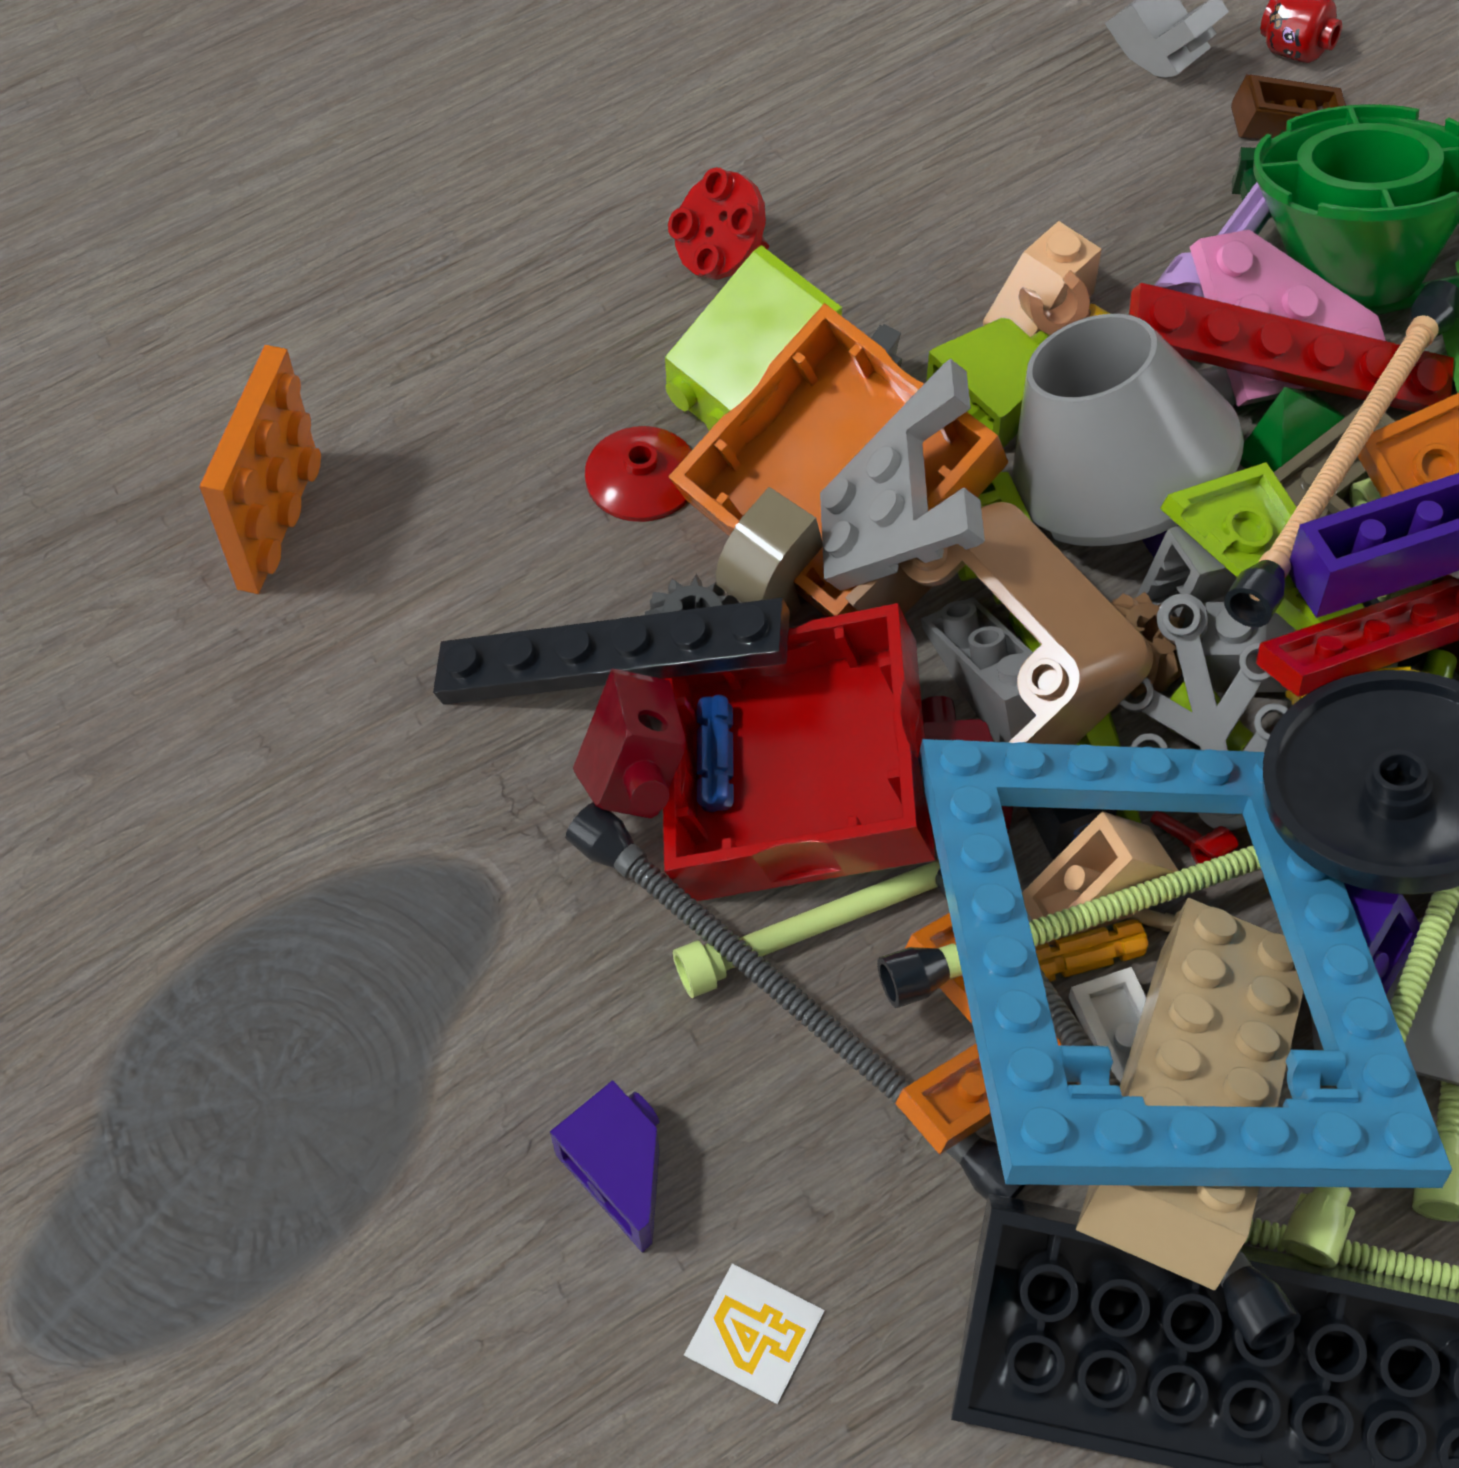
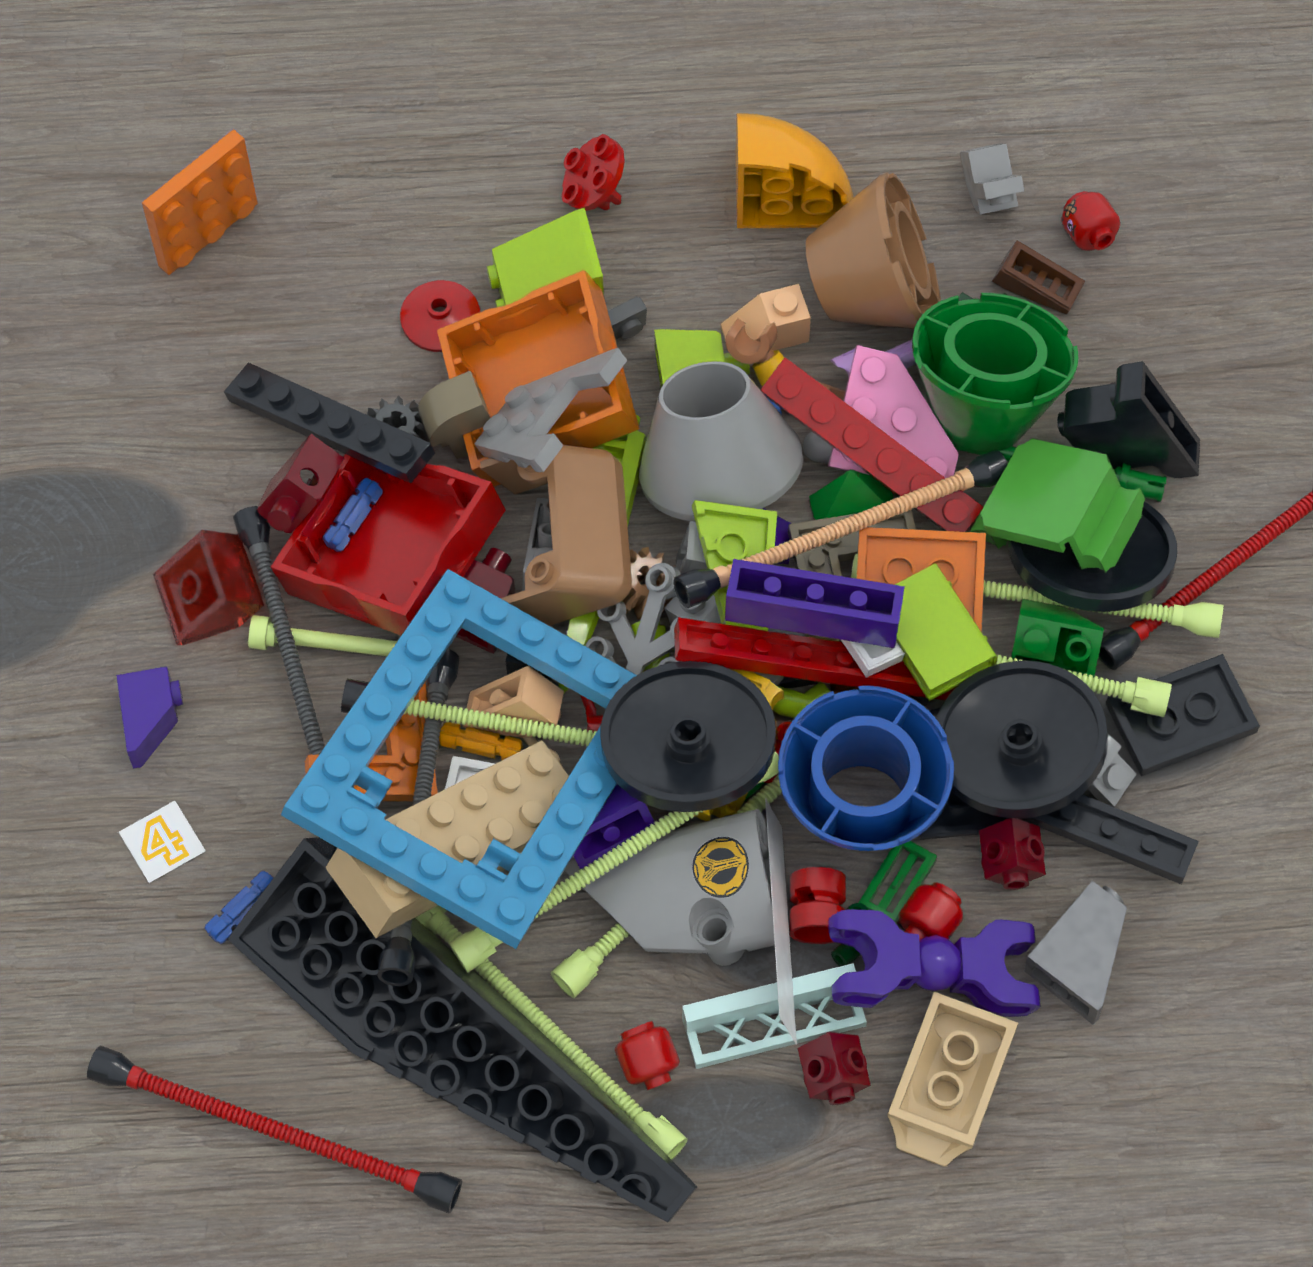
camera: 30 degrees right, 5 degrees up
(585, 948) = (208, 587): none -> clear red slope
(937, 1361) = (234, 911): none -> blue axle
(941, 124) = (785, 175): none -> light orange brick
(1132, 152) = (872, 259): none -> medium nougat cone

